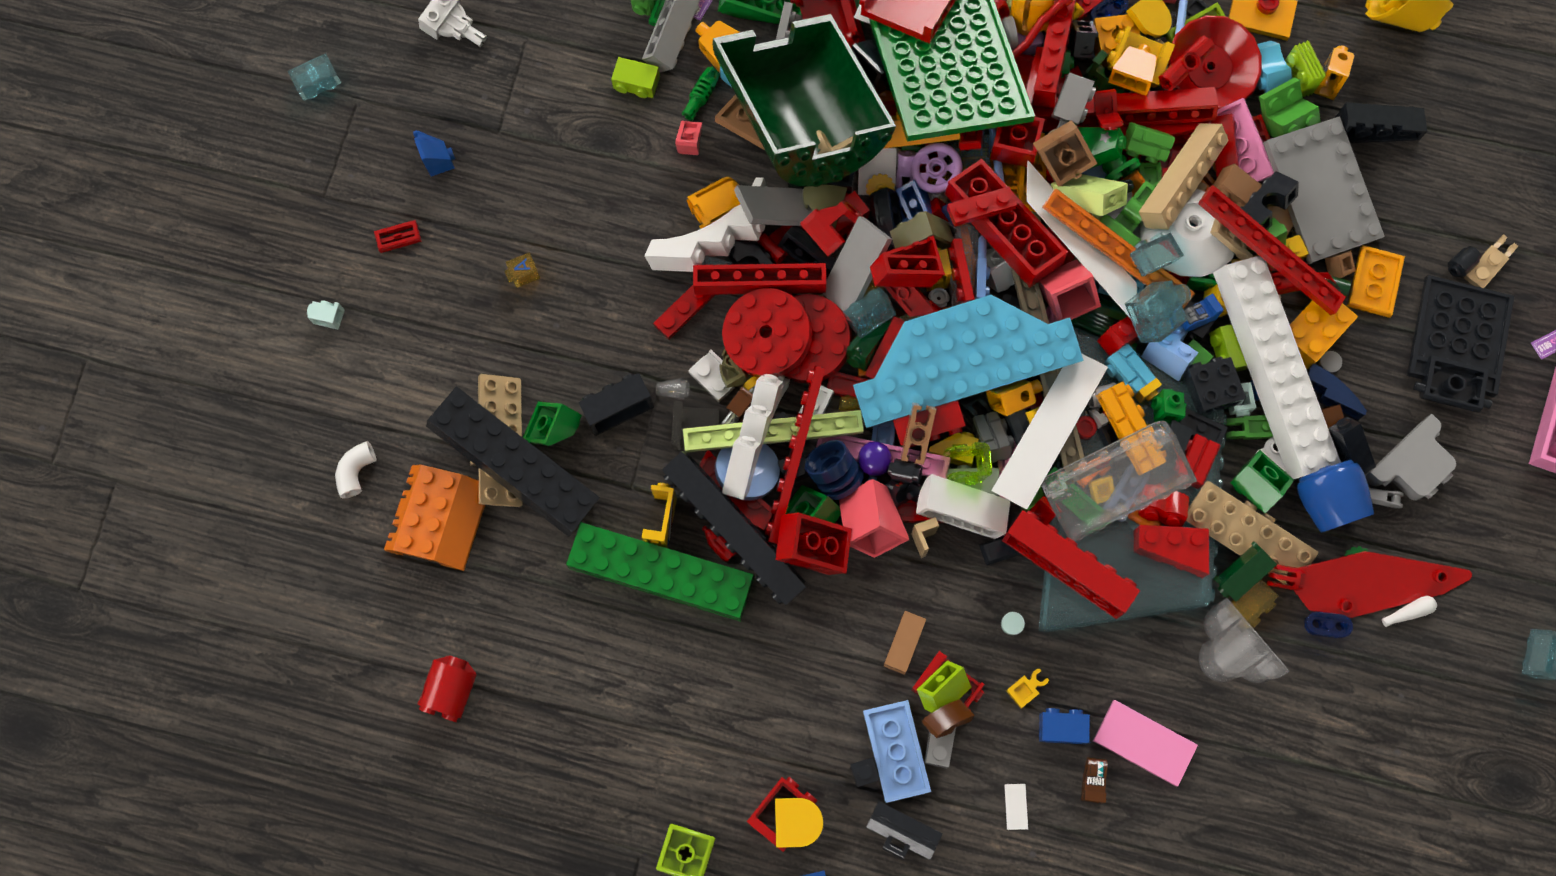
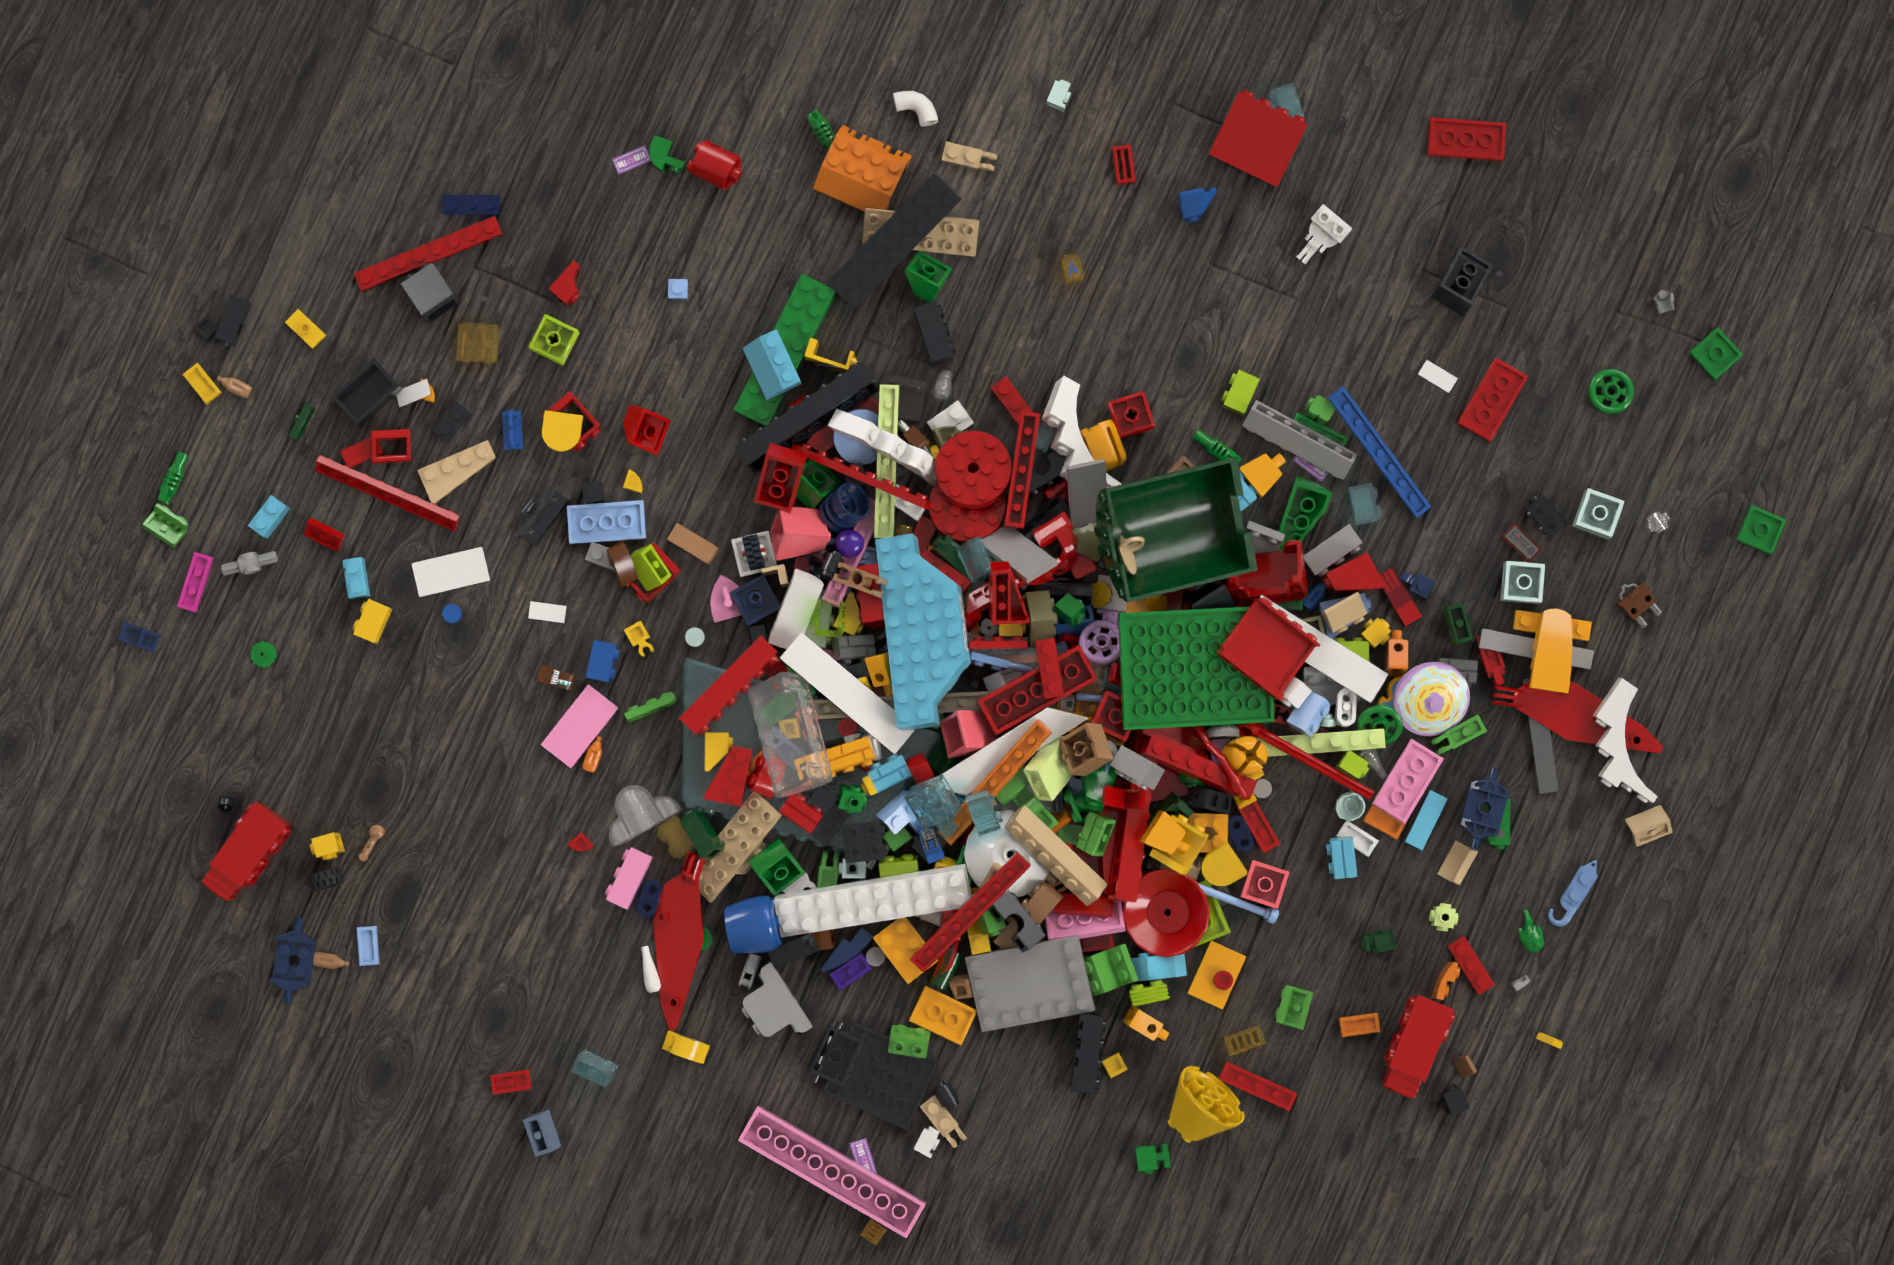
camera: 100 degrees right, 10 degrees up
(352, 94) = (1258, 137): none -> red panel
(392, 571) = (821, 128): none -> green hinge
(406, 404) = (967, 156): none -> tan hinge
(443, 760) = (660, 156): none -> green brick
(452, 796) = (631, 159): none -> medium lavender sticker
(602, 712) = (677, 288): none -> light blue plate
(617, 850) = (565, 285): none -> red arch
(665, 176) = (1137, 404): none -> red brick
(680, 577) = (771, 365): none -> medium azure slope
(688, 137) = (1175, 432): coral slope -> none
(777, 723) = (645, 429): none -> red slope
(842, 727) = (633, 482): none -> yellow tile
(903, 569) = (754, 553): none -> white plate
(907, 202) = (1070, 610): none -> green brick
(957, 559) = (755, 600): none -> dark blue plate
(961, 593) = (721, 603): none -> bright pink shield
(1105, 660) = (652, 706): none -> bright green hinge
(1145, 569) = (716, 749): none -> yellow slope
(1177, 721) = (593, 756): none -> orange piece
(1193, 56) = (1170, 892): red piece -> none
(1282, 718) = (580, 843): none -> red tile
(1312, 653) = (628, 878): none -> bright pink brick
(1357, 384) = (850, 971): none -> dark purple plate
(1383, 96) = (1114, 1065): none -> yellow tile
(1416, 309) = (909, 1041): none -> bright green bracket
(1472, 49) = (1147, 1158): none -> green brick
(1492, 553) = (685, 1047): none -> yellow brick
(1520, 274) = (927, 1141): none -> white brick

